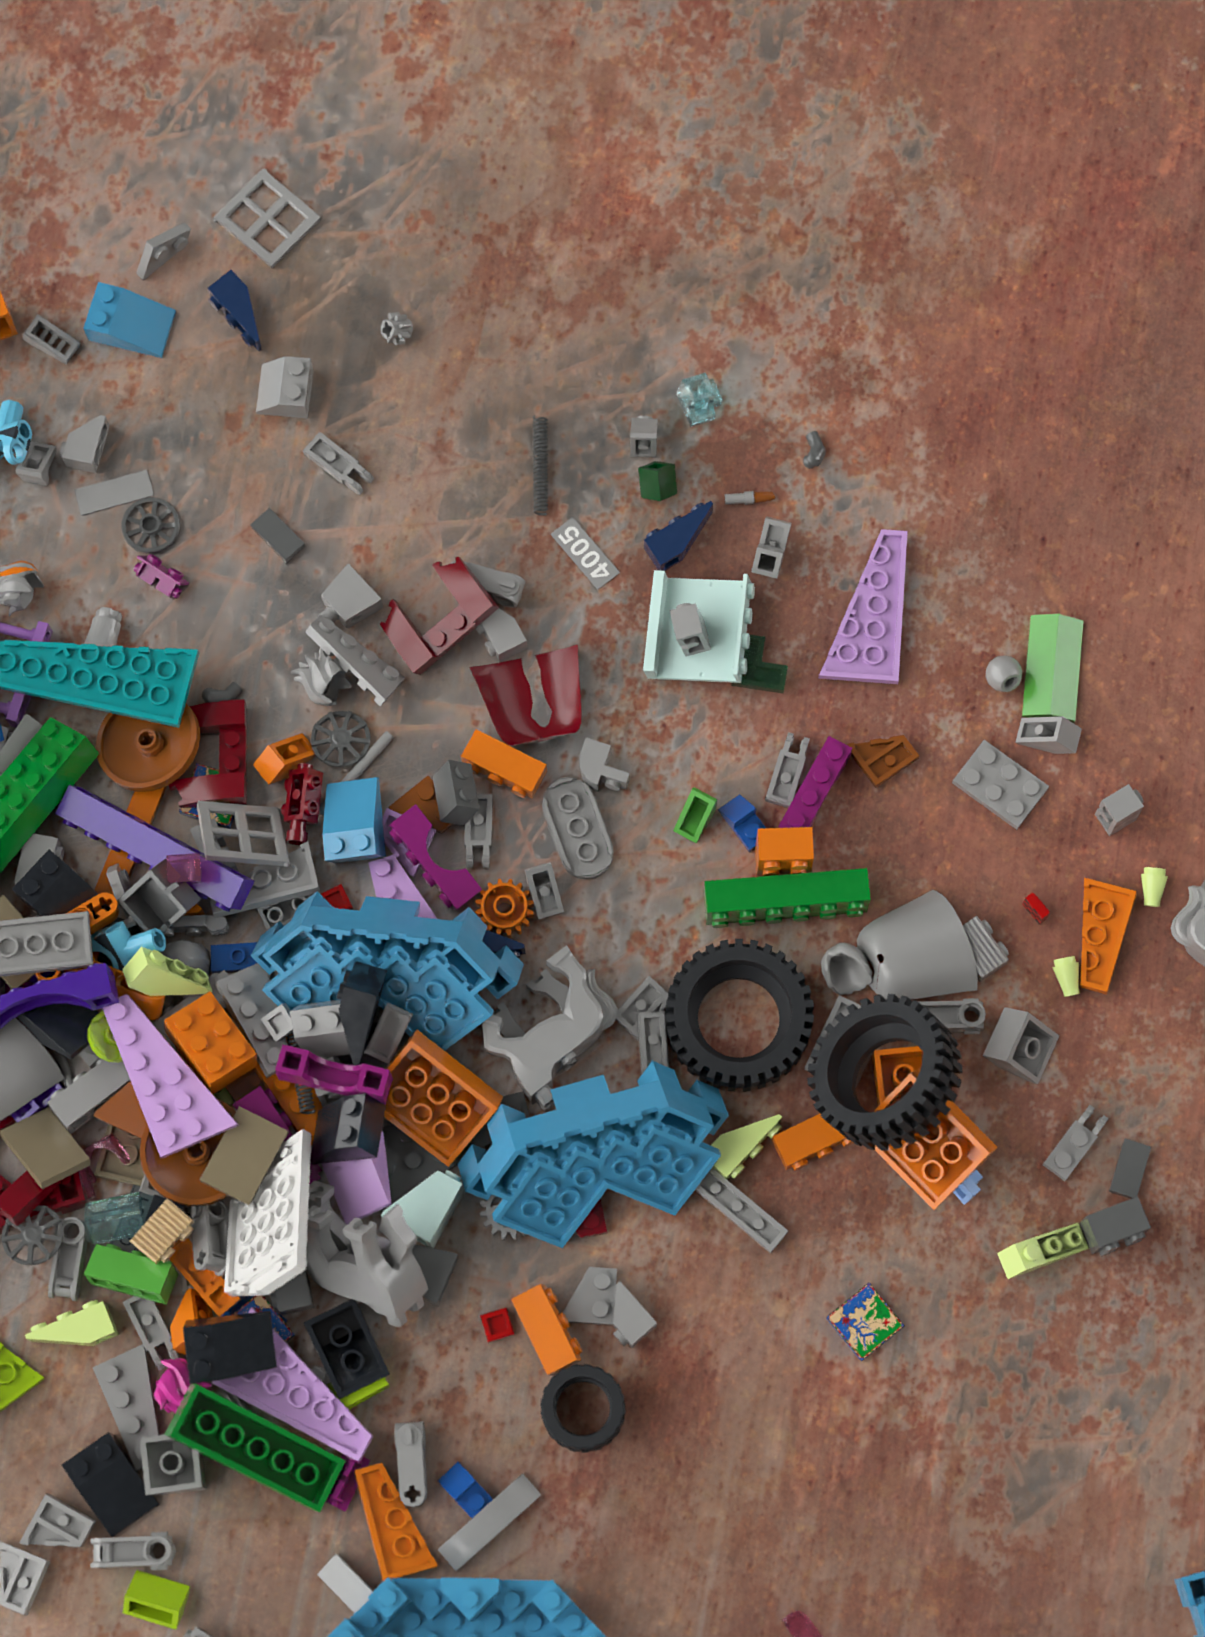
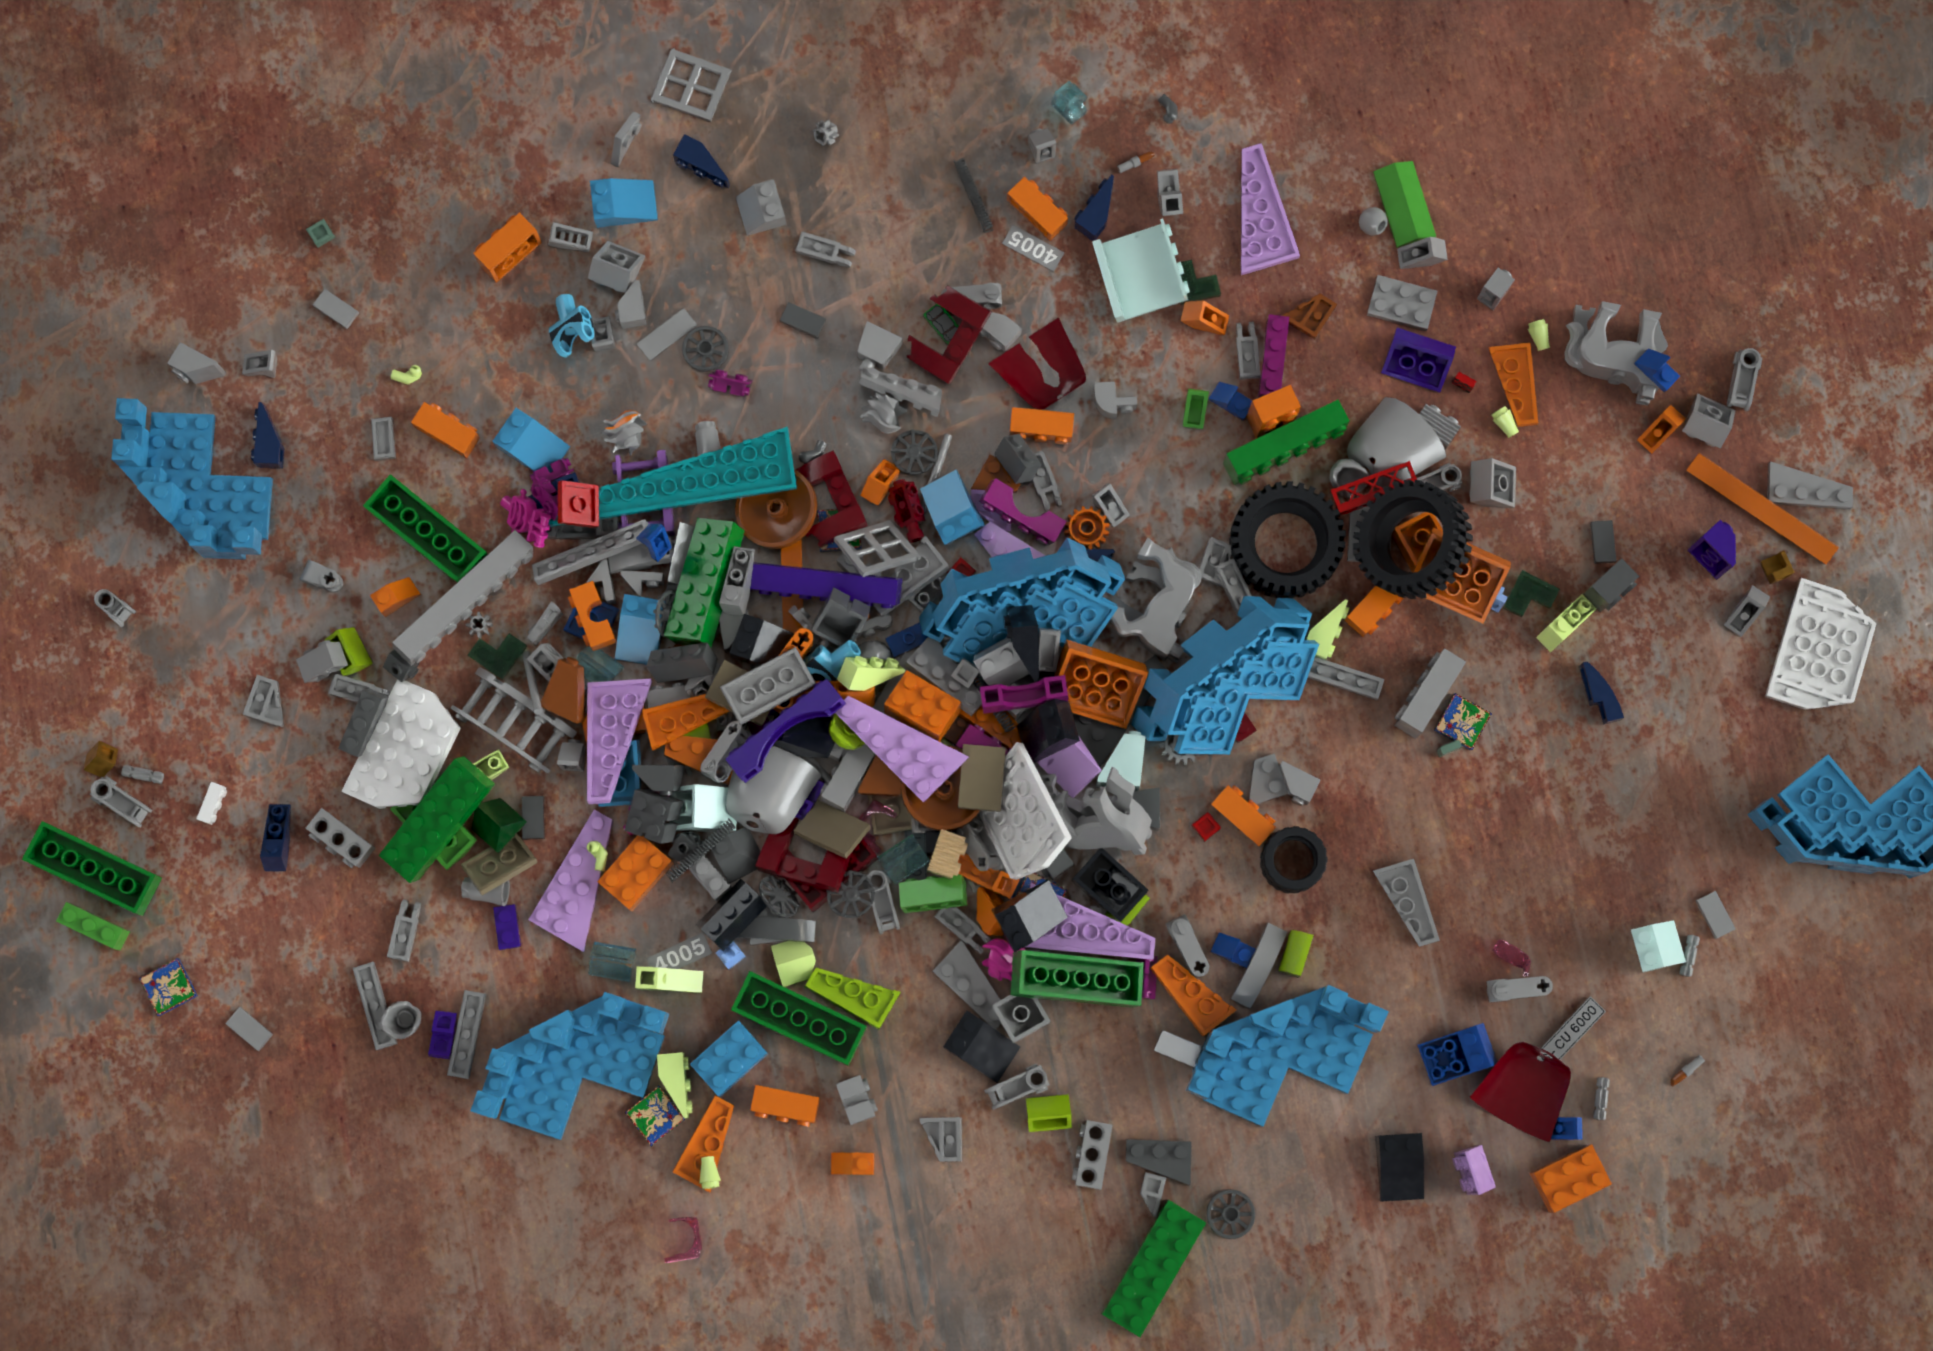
camera: 25 degrees left, 5 degrees up
(57, 1524) = (956, 1090): light grey wing -> none
(60, 811) = (737, 582): none -> light grey slope
(84, 1327) = (913, 946): yellowish green slope -> none
(87, 391) = (615, 266): none -> light grey slope
(184, 868) = (852, 588): clear pink panel -> none
(438, 598) = (941, 322): none -> tile
(539, 1525) = (1295, 953): none -> lime brick
(577, 828) = (1113, 451): light grey tile -> none
(608, 508) = (1038, 208): none -> orange brick
(657, 480) = (1065, 174): dark green panel -> none
(690, 629) = (1138, 274): light grey brick -> none
(707, 1506) = (1408, 897): none -> light grey wing
(753, 711) = (1204, 317): none -> orange slope
(833, 1347) = (1449, 748): none -> sand green tile
(834, 1270) = (1430, 693): none -> light grey brick
(840, 1003) = (1360, 502): none -> red fence
(991, 859) = (1418, 360): none -> dark purple slope
(1014, 1190) = (1529, 588): none -> clear green plate
(1049, 1356) = (1600, 694): none -> dark blue slope
(1073, 1145) = (1557, 540): light grey hinge -> none

